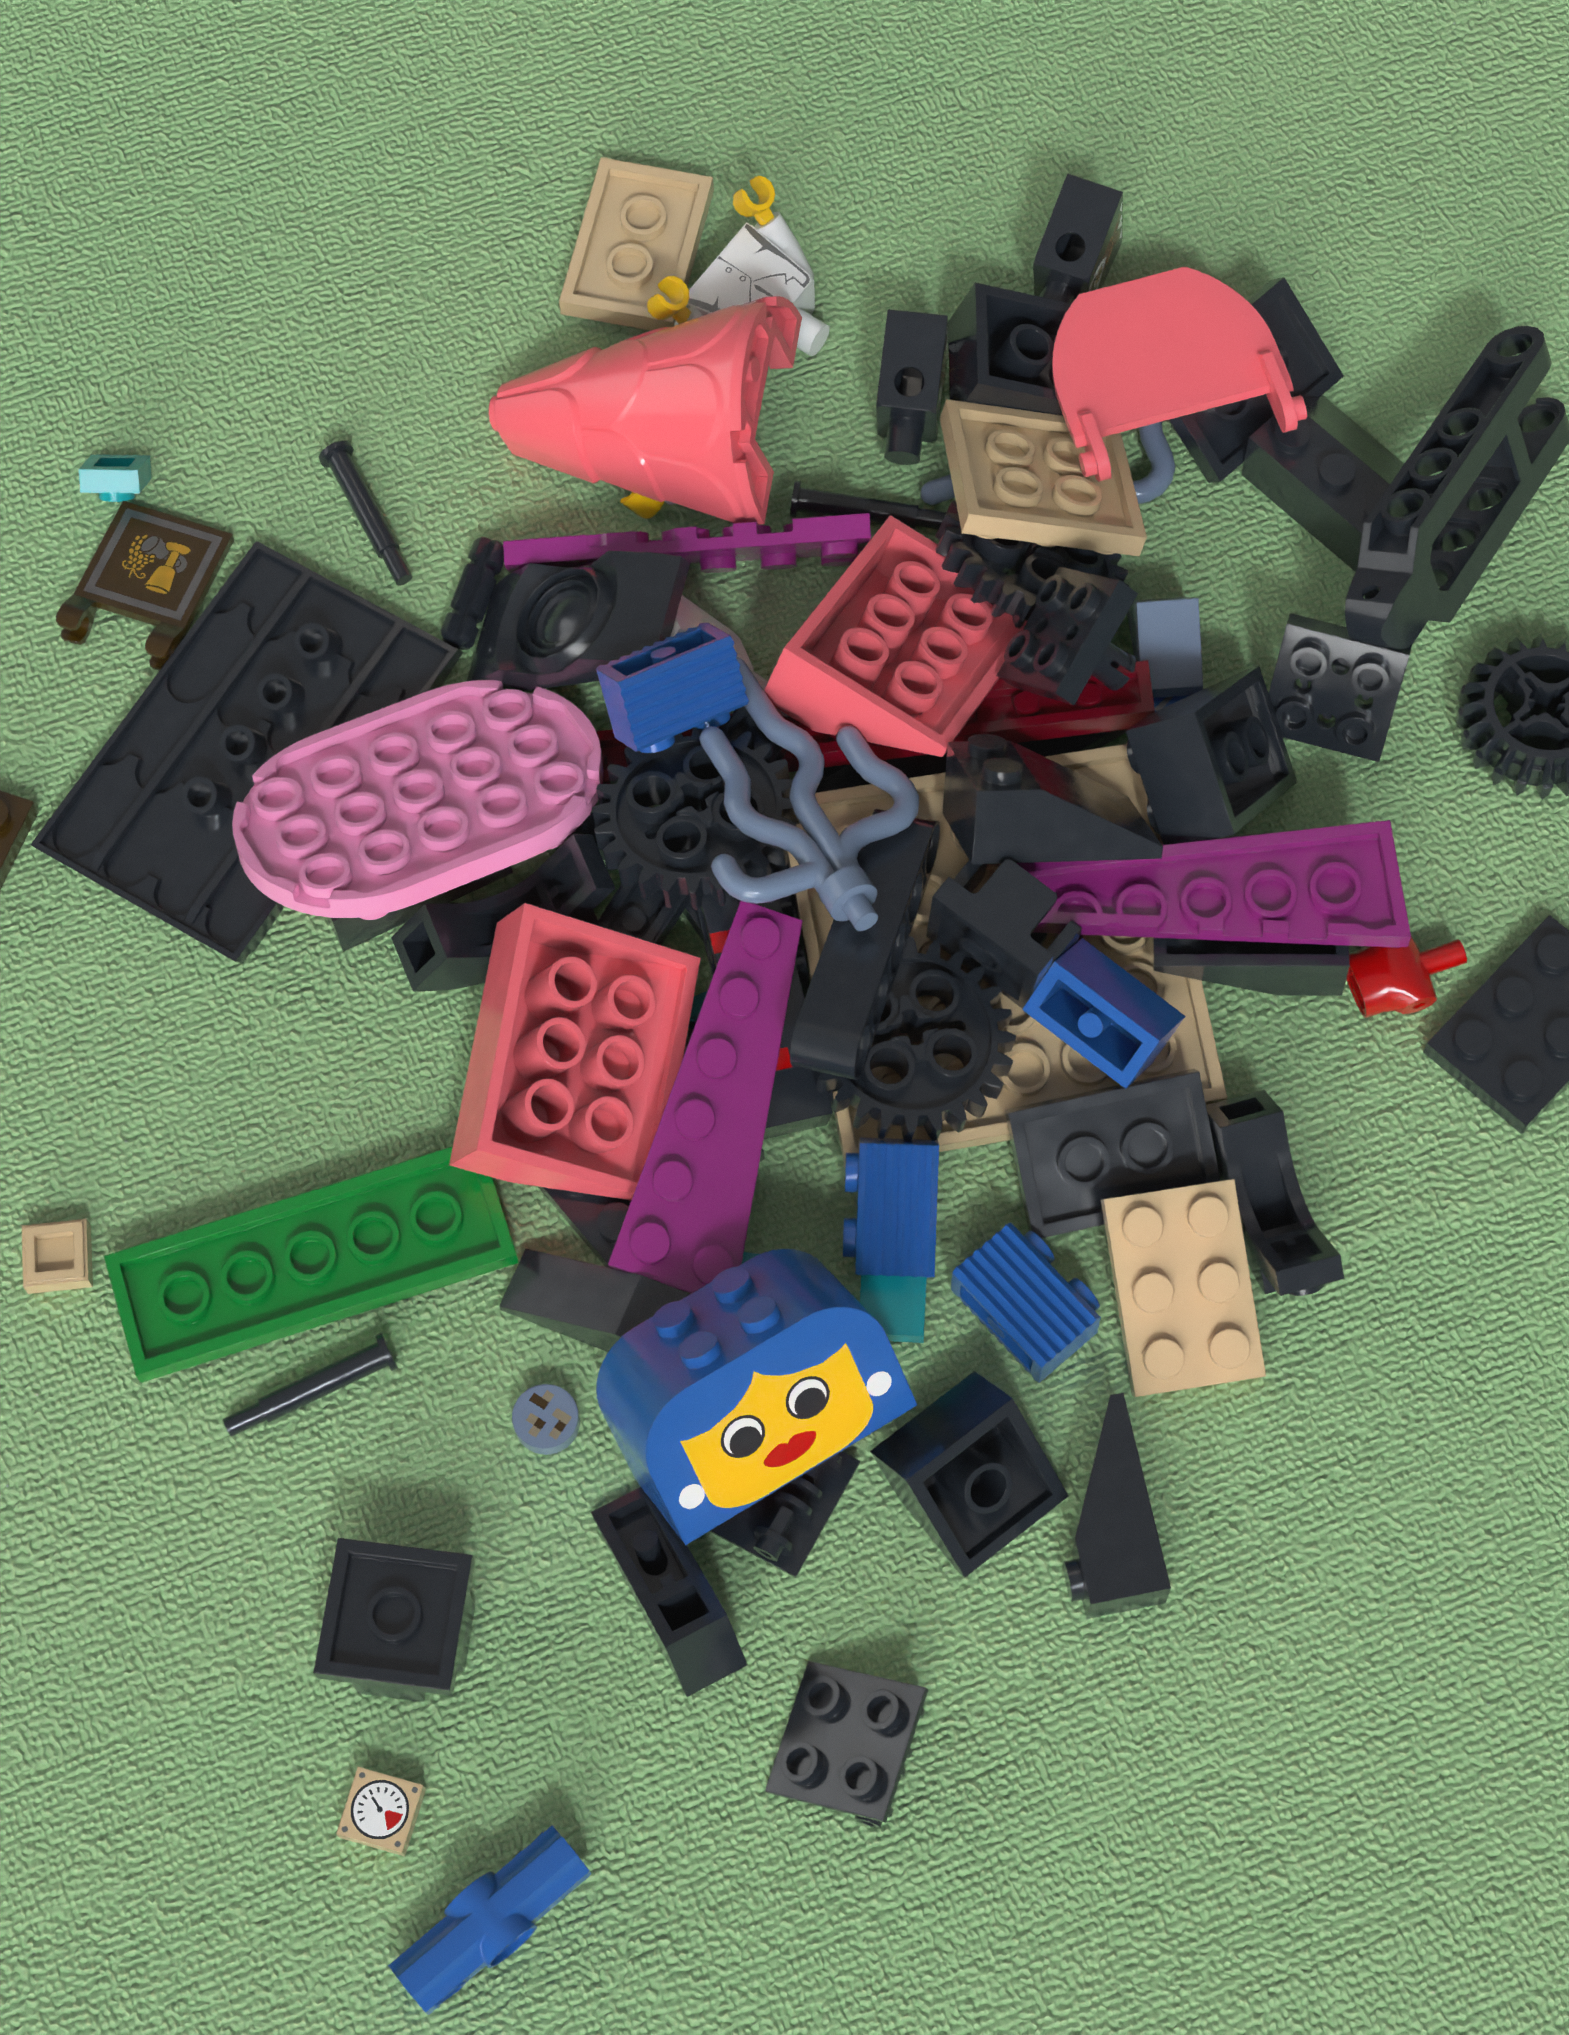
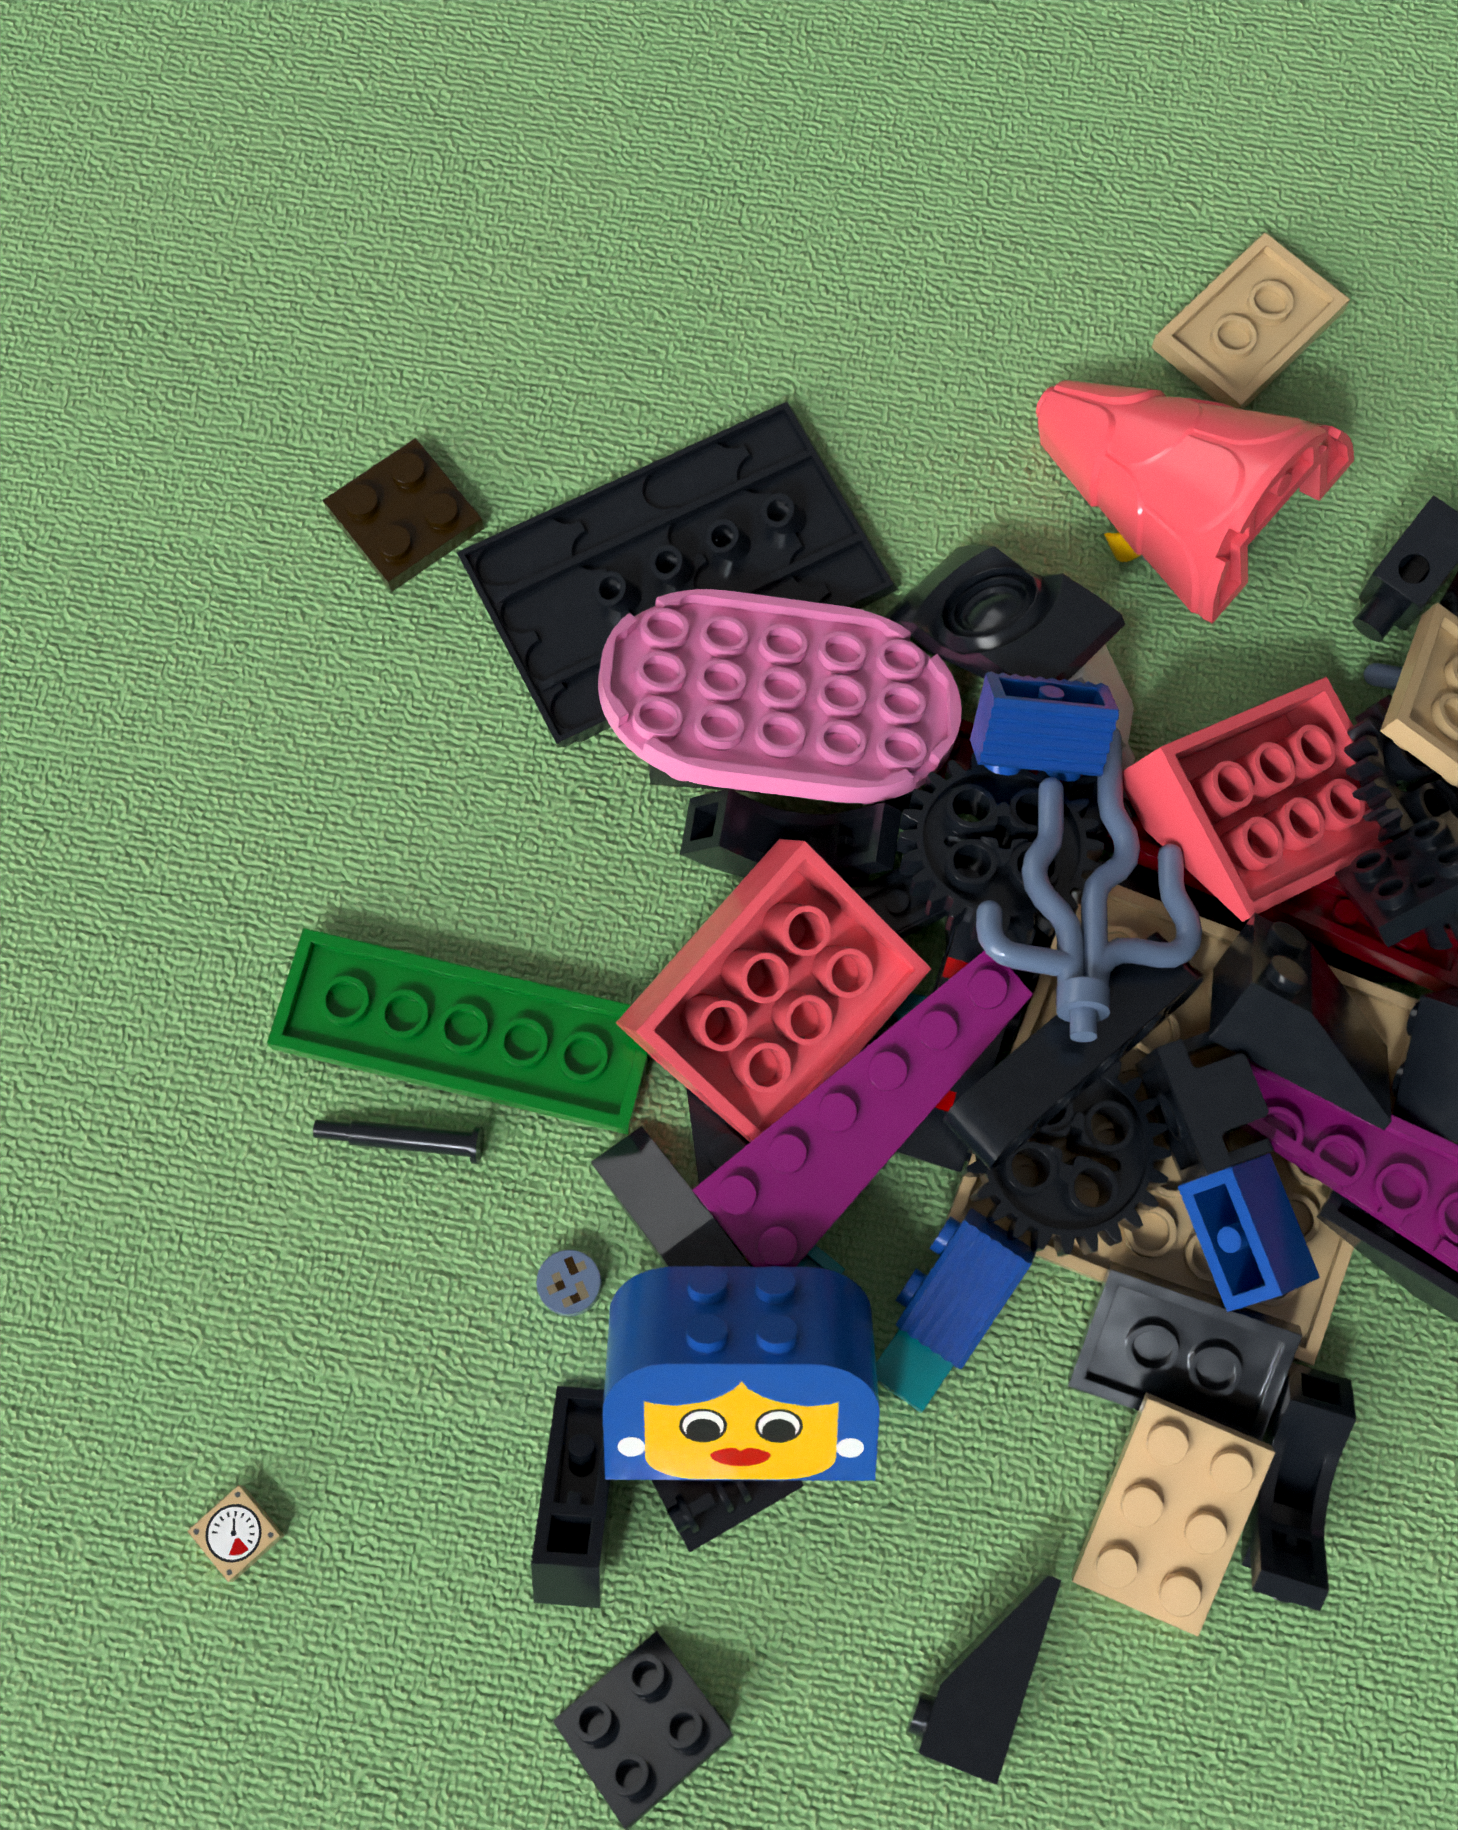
camera: 30 degrees right, 5 degrees up
(57, 1256) = (273, 903): tan tile -> none
(115, 476) = (707, 285): plate -> none
(148, 571) = (688, 380): dark brown flag -> none
(338, 458) = (892, 419): black piece -> none
(396, 1619) = (339, 1385): black panel -> none
(473, 593) = (936, 544): black axle -> none
(489, 1920) = (260, 1688): blue piece -> none
(752, 266) = (1339, 394): white torso -> none
(832, 538) = (1264, 668): magenta wing -> none
(837, 504) = (1307, 655): black piece -> none
(970, 1472) = (889, 1558): black slope -> none
(1027, 1300) = (1030, 1437): blue brick -> none

